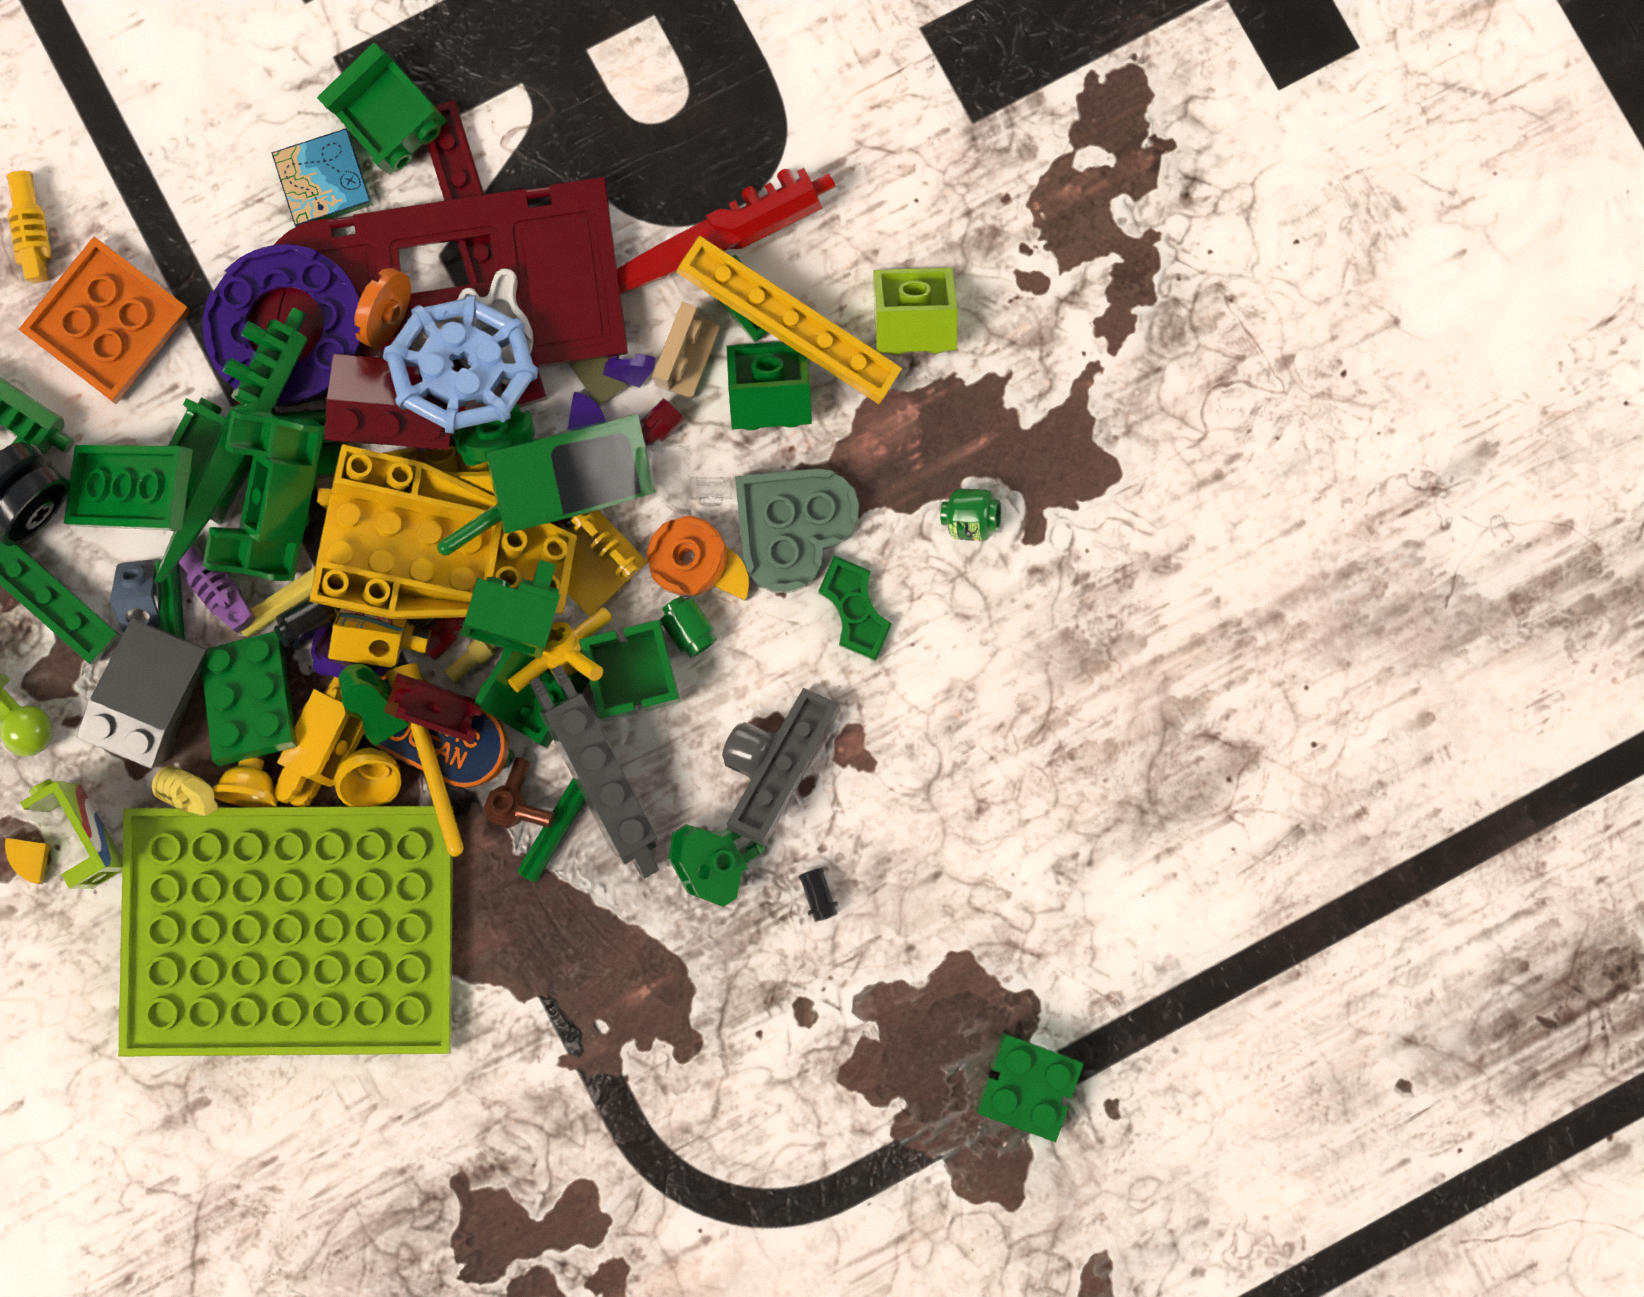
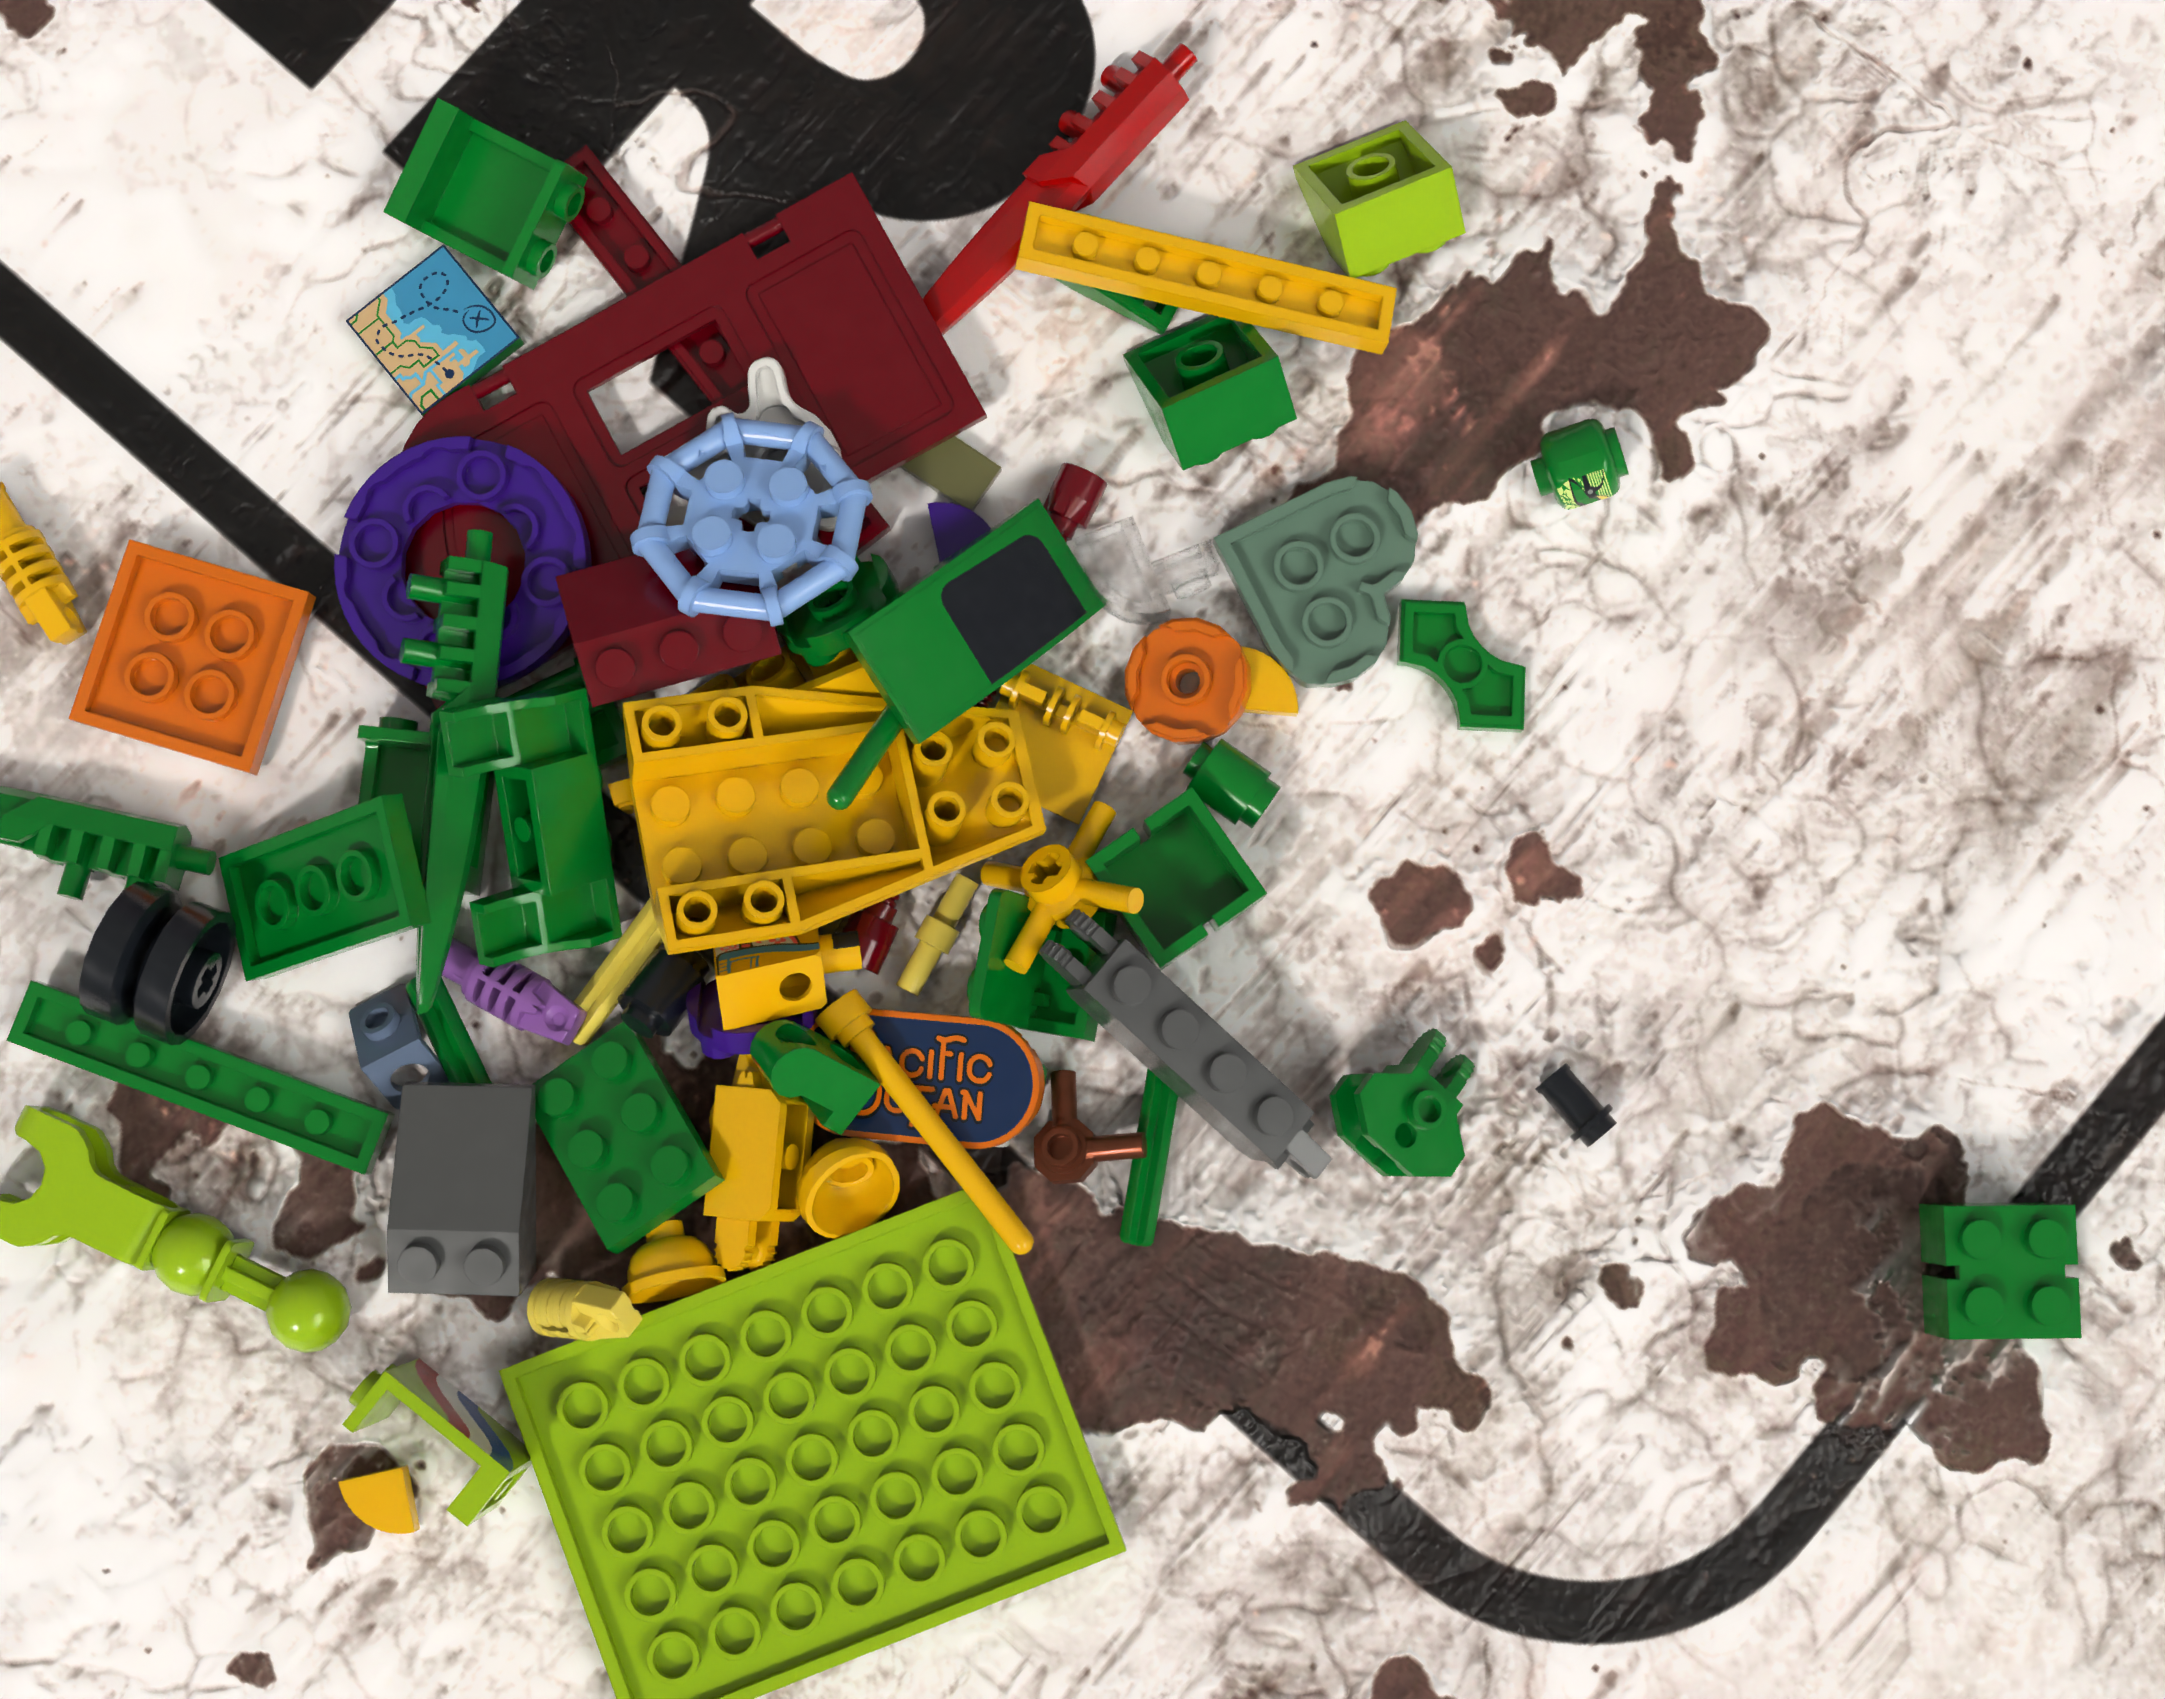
camera: 15 degrees left, 0 degrees up
(382, 308) = (602, 481): orange plate -> none
(432, 707) = (909, 1044): dark red hinge -> none
(513, 617) = (979, 862): green hinge -> none
(630, 370) = (999, 441): dark purple tile -> none
(685, 352) = (1071, 384): tan bracket -> none
(775, 763) = (1441, 935): dark grey plate -> none

